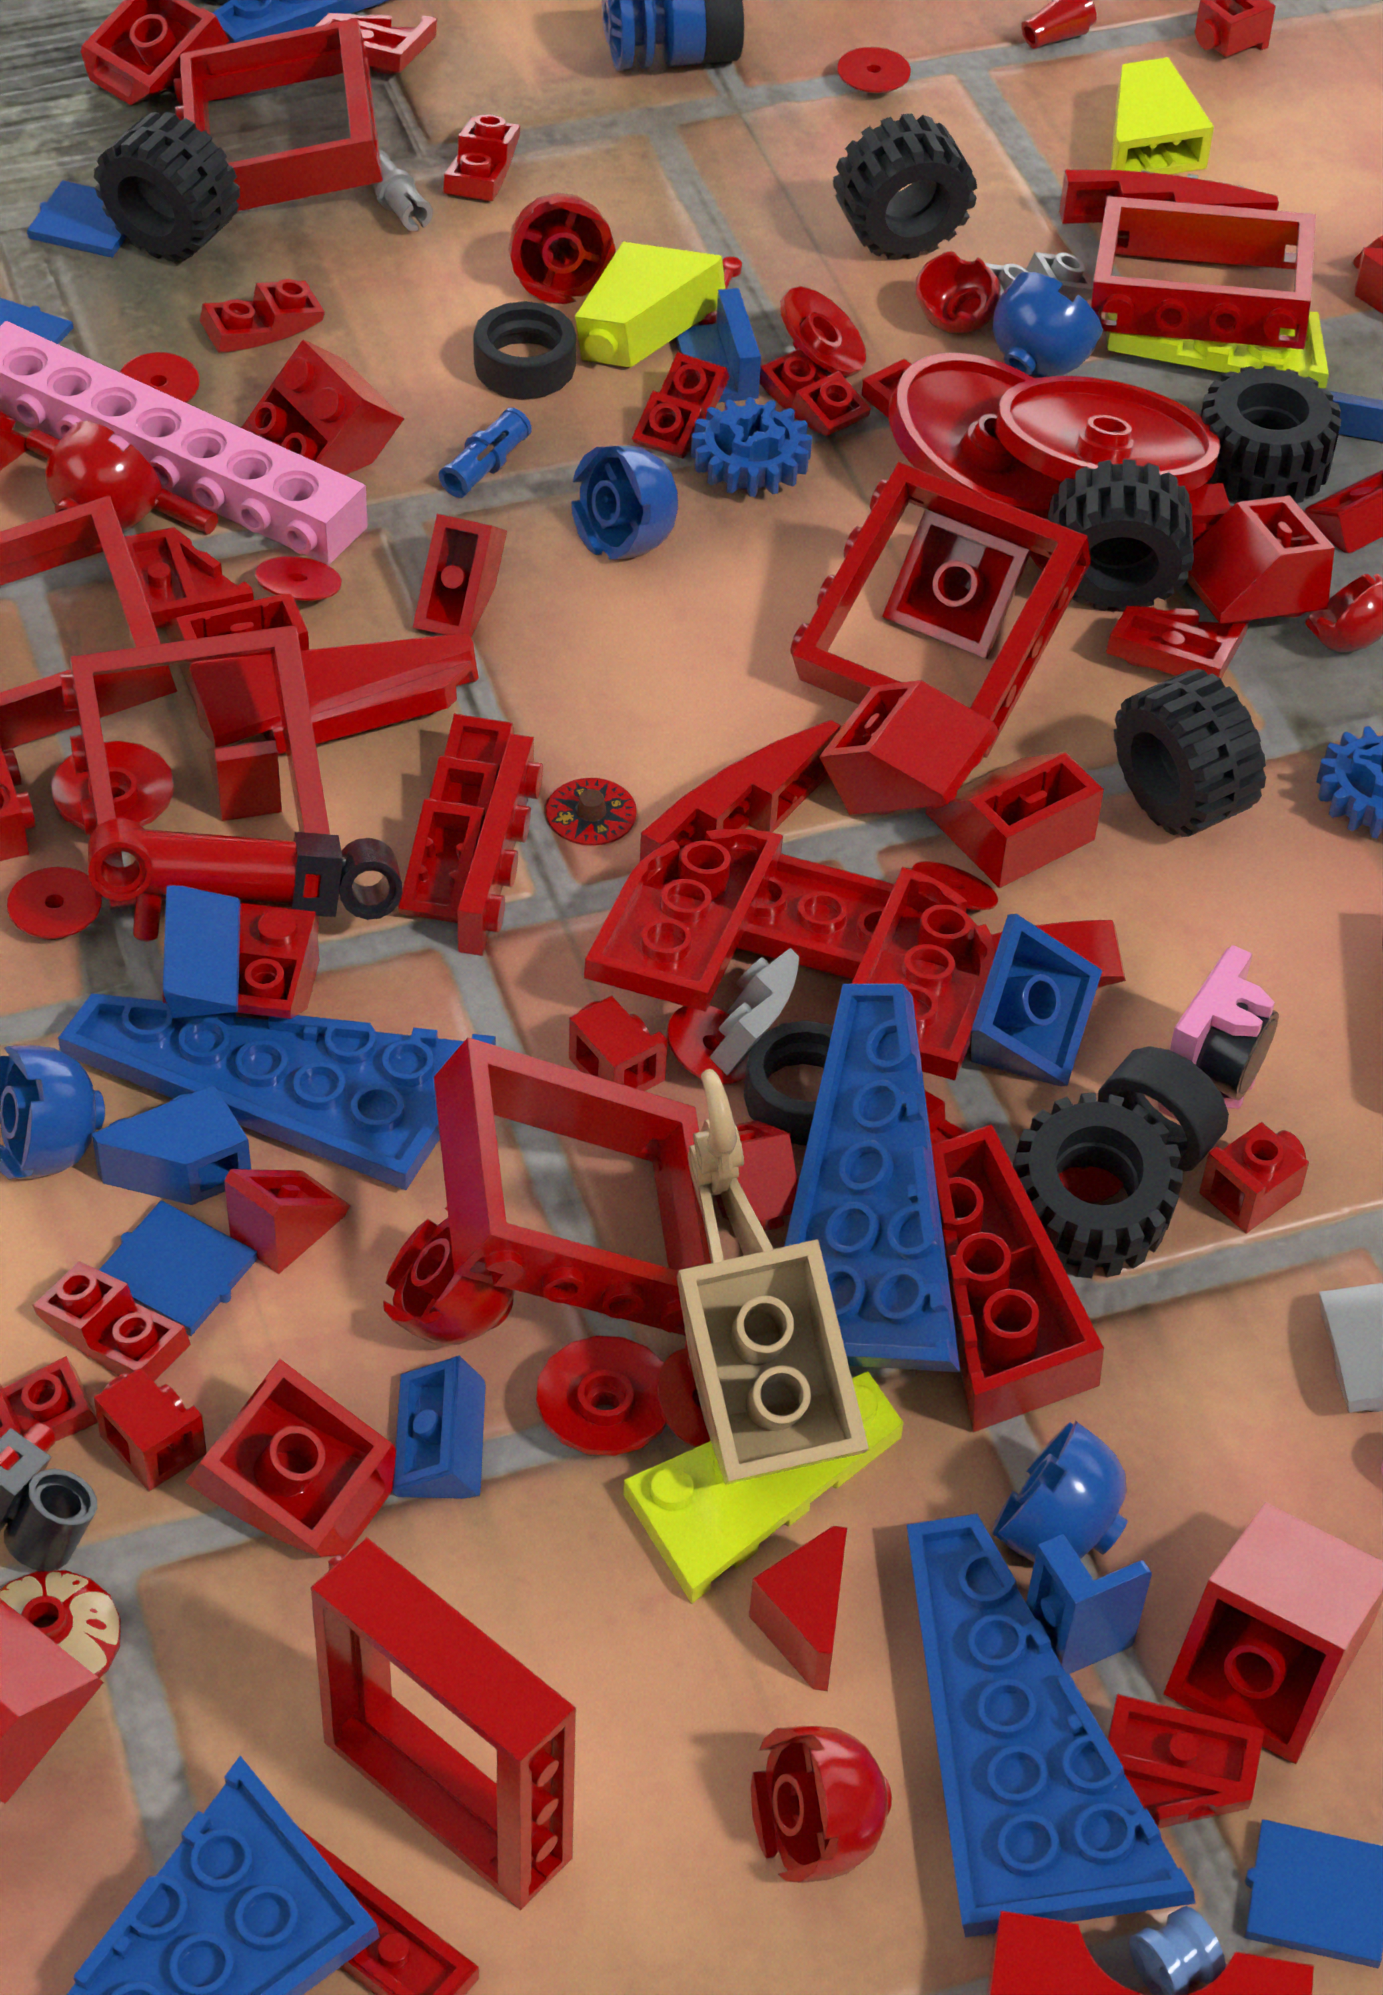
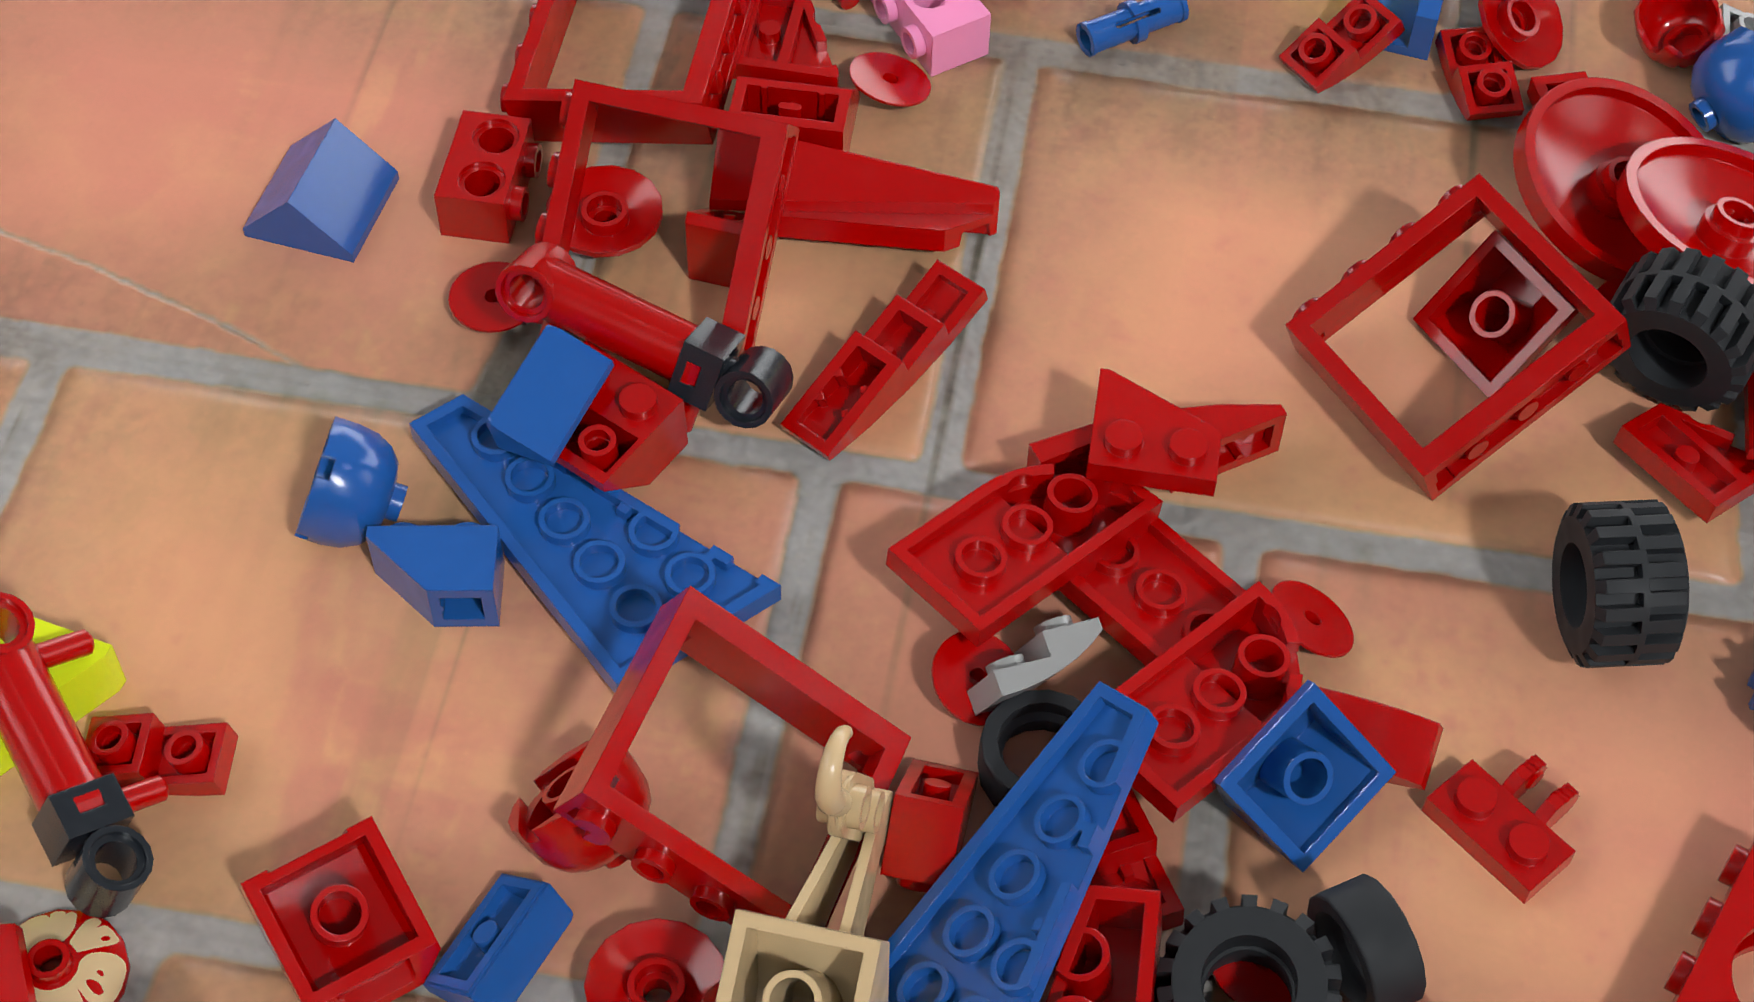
camera: 30 degrees right, 5 degrees up
(108, 1326) = (289, 710): red slope -> none
(149, 1427) = (248, 822): red brick -> none
(179, 1265) = (381, 680): blue piece -> none
(279, 1212) = (494, 668): red slope -> none
(458, 575) = (1030, 129): red slope -> none
(494, 859) = (892, 409): red plate -> none
(591, 811) = (1019, 401): piece -> none
(616, 1046) = (884, 647): red brick -> none
(624, 501) = (1226, 116): blue cylinder -> none
(744, 789) = (1150, 441): none -> red wing
(751, 446) = (1382, 105): blue gear -> none
(905, 749) = (1337, 463): red slope -> none
(1023, 815) = (1417, 576): red slope -> none
(1172, 977) = (1500, 829): none -> red hinge
(1227, 1028) = (1473, 895): bright pink piece -> none

